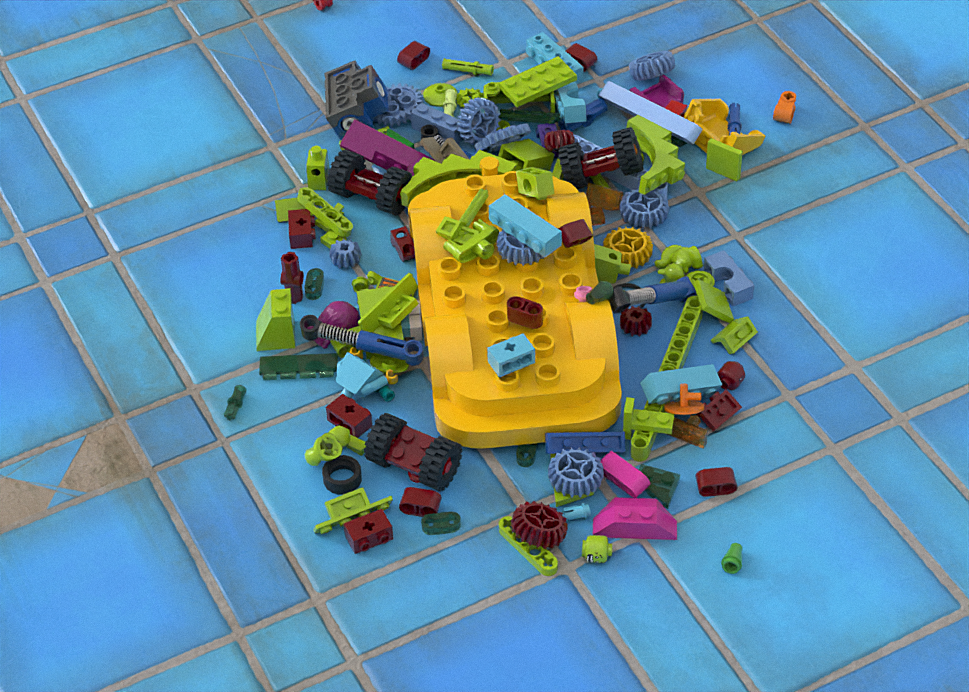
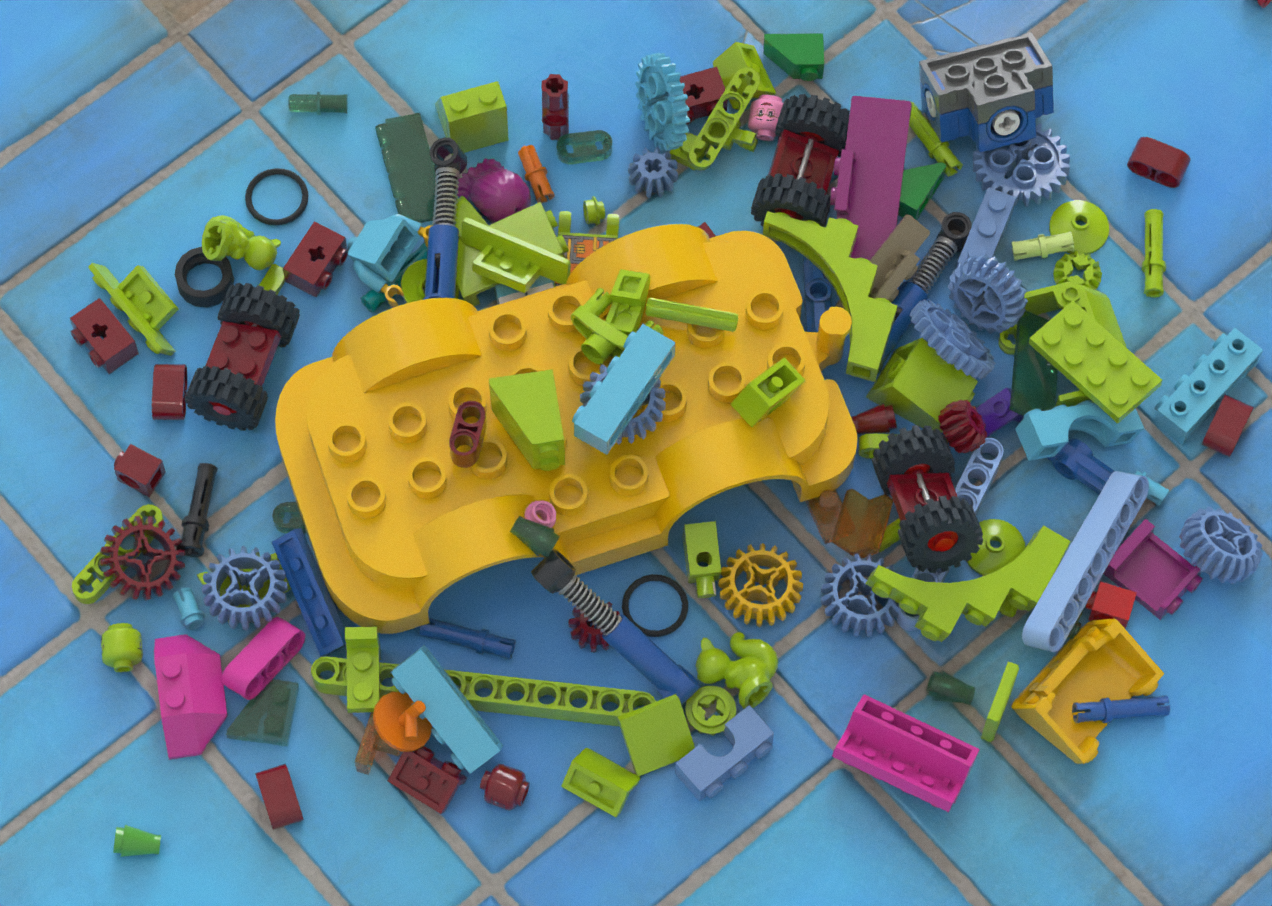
camera: 75 degrees right, 20 degrees up
(290, 181) = (797, 54): none -> green slope
(297, 448) = (260, 176): none -> black tyre
(318, 160) = (830, 80): lime torso -> none
(318, 307) = (535, 173): none -> orange axle
(324, 231) = (662, 101): none -> medium azure gear
(329, 195) = (764, 116): none -> bright pink head
(441, 523) = (146, 427): clear green beam -> none
(472, 524) = (139, 470): none -> dark red brick
(505, 497) = (196, 524): none -> black pin
(511, 355) = (380, 447): medium azure brick -> none
(528, 274) = (531, 416): none -> lime slope
(575, 233) = (663, 474): dark red beam -> none
(633, 375) = (473, 639): none -> blue pin
(707, 185) = (949, 689): none -> clear green cone
(744, 203) = (906, 753): none -> dark pink brick
(785, 108) = (1176, 791): orange piece -> none

